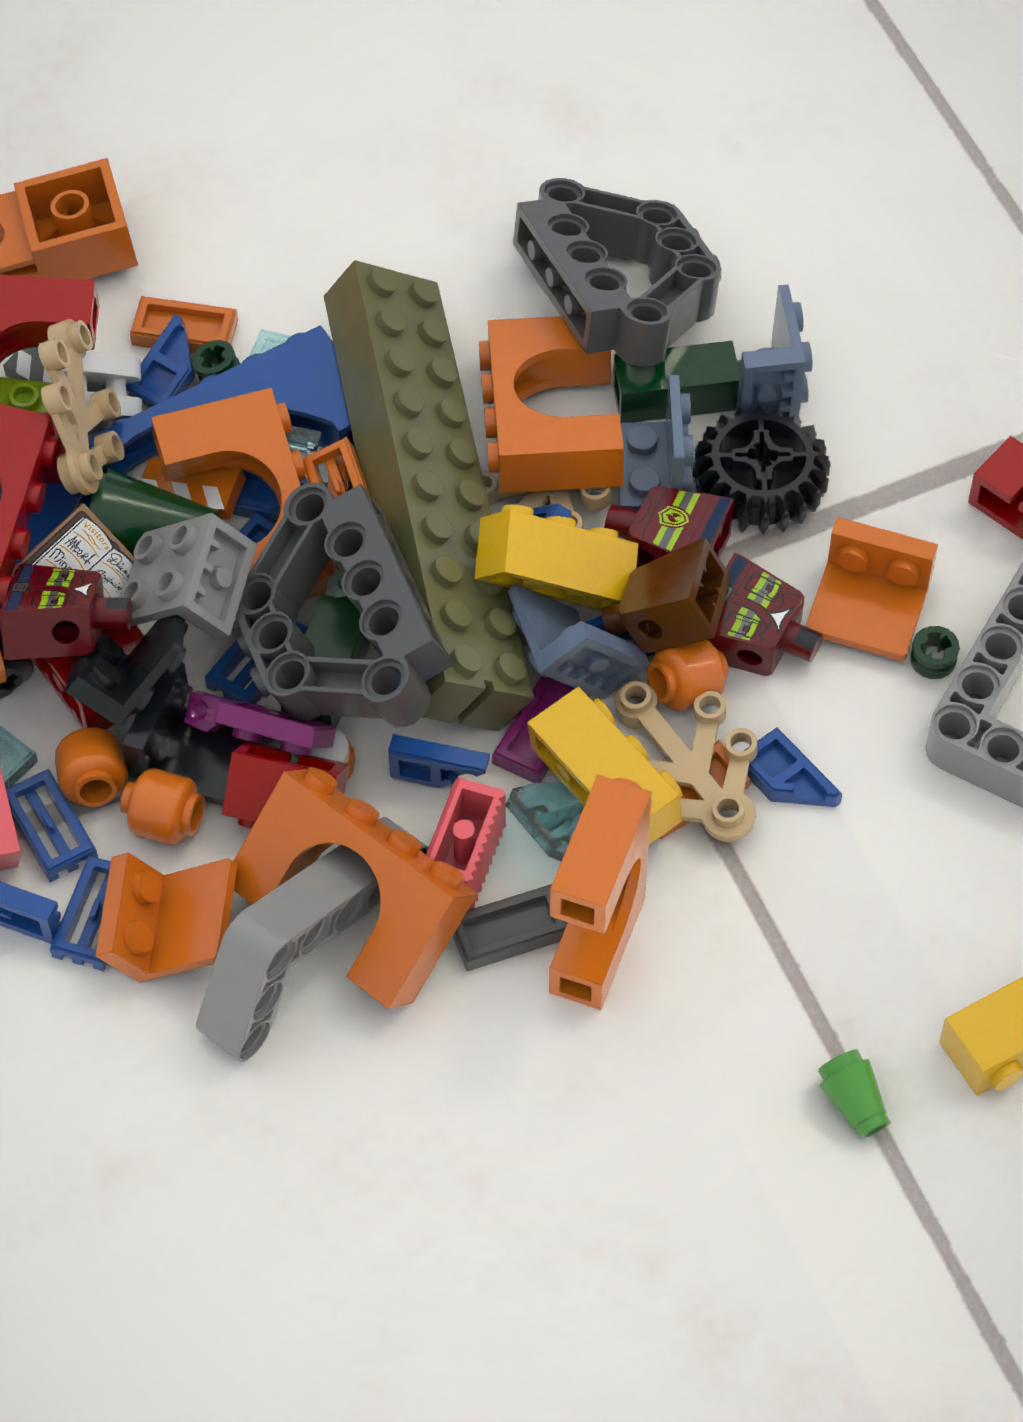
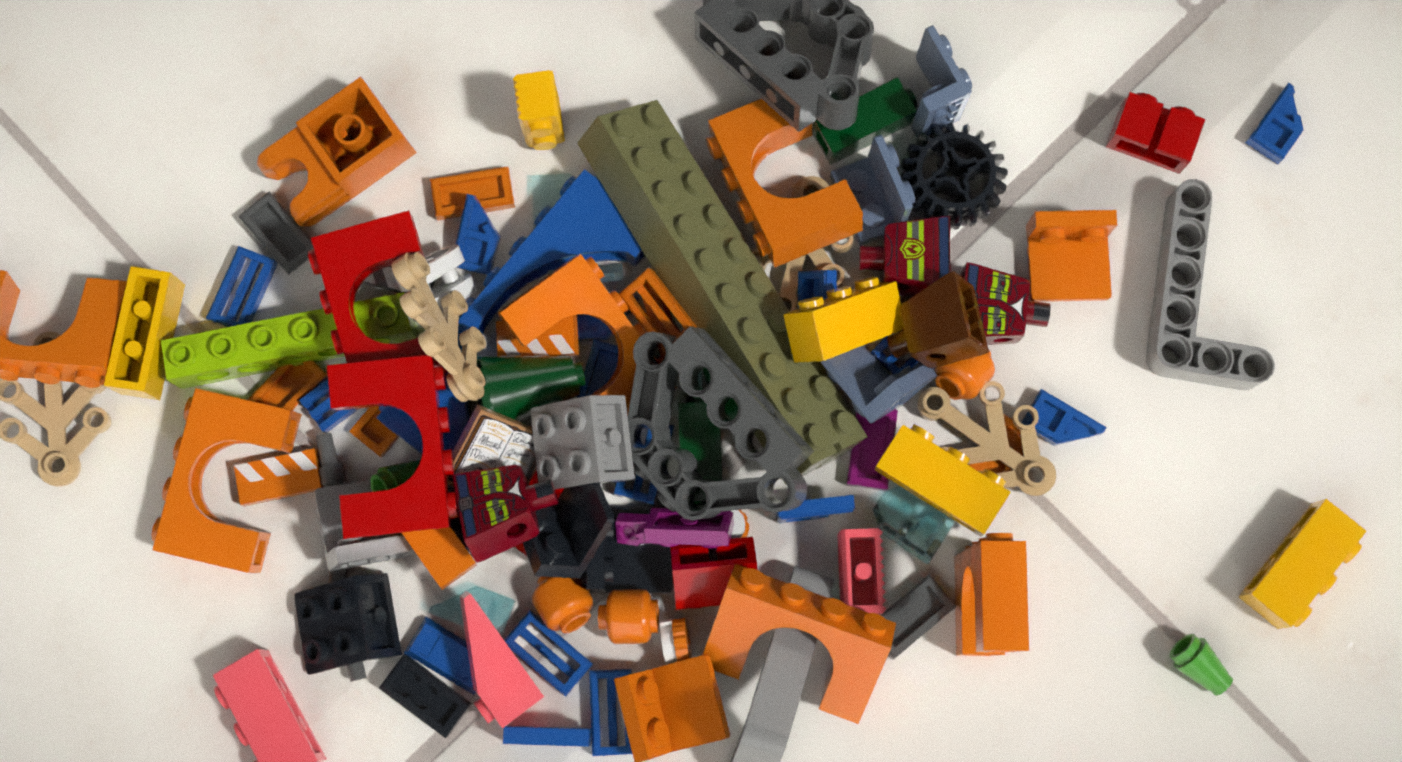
camera: 20 degrees left, 20 degrees up
(206, 845) = (675, 640): none -> piece
(214, 353) = (508, 209): dark green bush -> none
(296, 252) = (539, 109): none -> yellow brick
(940, 638) = (1140, 290): dark green bush -> none

